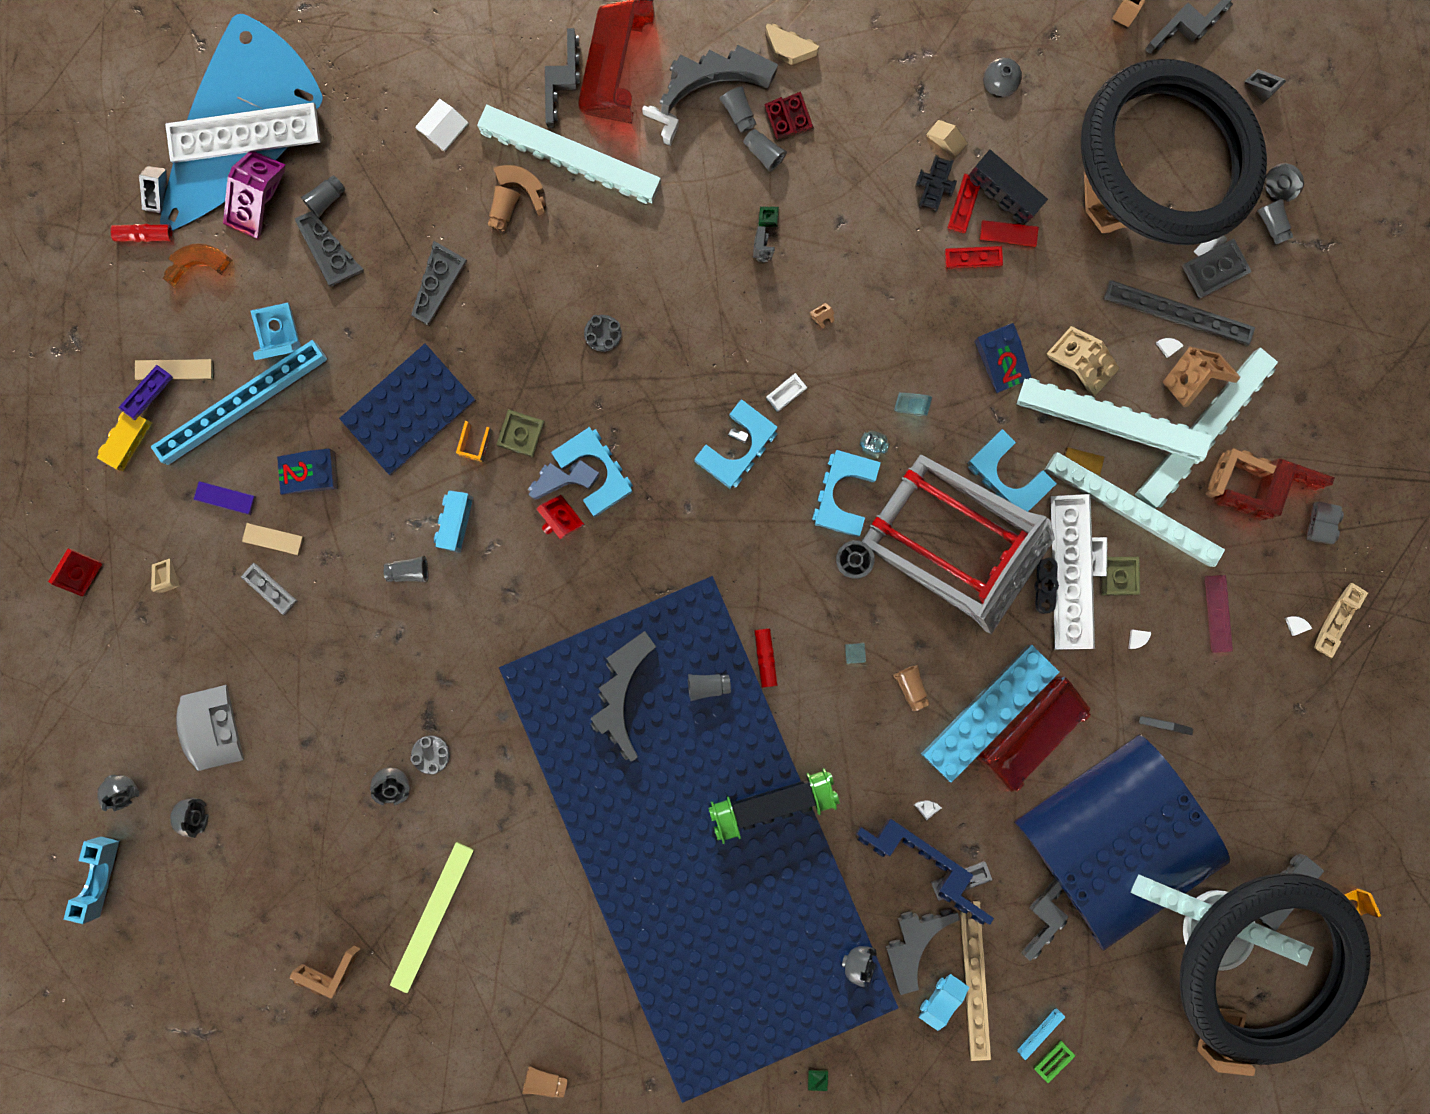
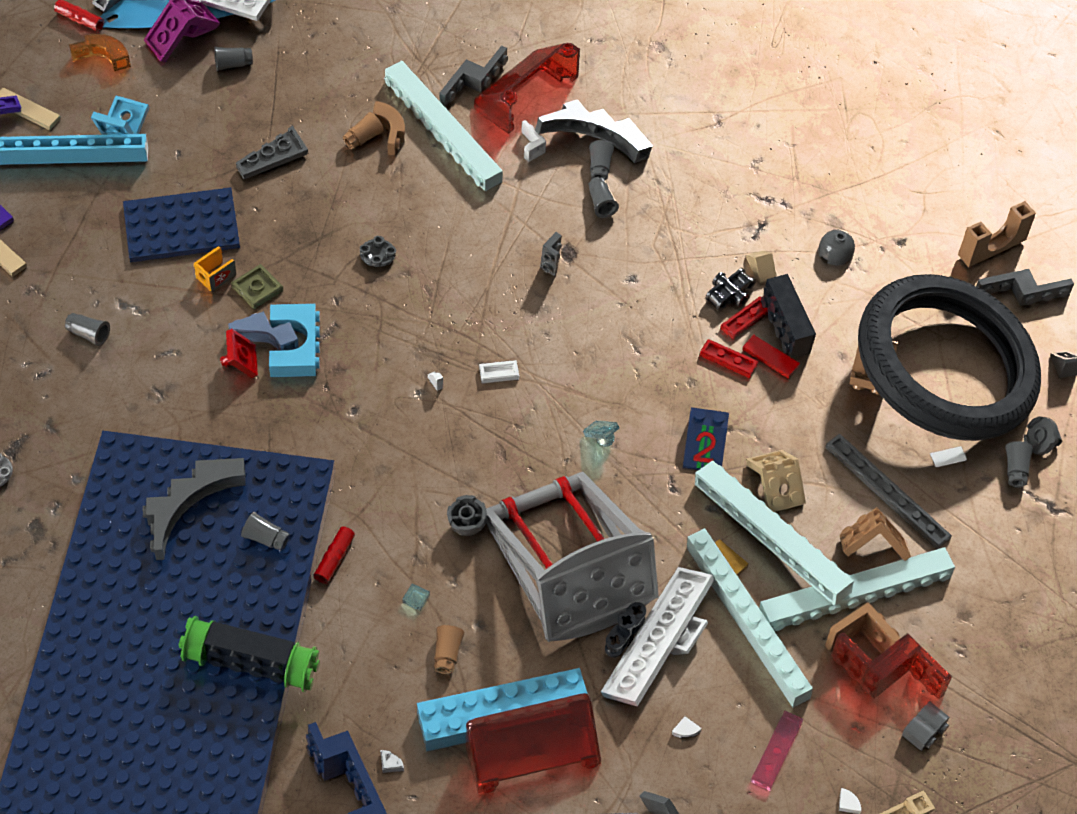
camera: 30 degrees right, 30 degrees down
(307, 471) = (70, 223): dark blue slope -> none
(327, 251) = (206, 93): dark grey wing -> none
(442, 125) = (359, 63): white slope -> none
(453, 521) = (154, 314): medium azure slope -> none
(760, 431) = (411, 400): medium azure arch -> none
(769, 216) = (573, 243): dark green tile -> none
(789, 46) = (672, 144): tan slope -> none
(789, 116) = (638, 188): dark red slope -> none
(822, 313) = (573, 329): medium nougat tile -> none
(843, 466) = (507, 447): medium azure arch -> none
(874, 443) = (547, 443): clear light blue head -> none
(985, 466) = (652, 504): medium azure arch -> none
(1121, 577) = (702, 668): olive tile -> none
(1169, 346) = (860, 508): white tile -> none
(1216, 268) = (942, 473): dark grey plate -> none

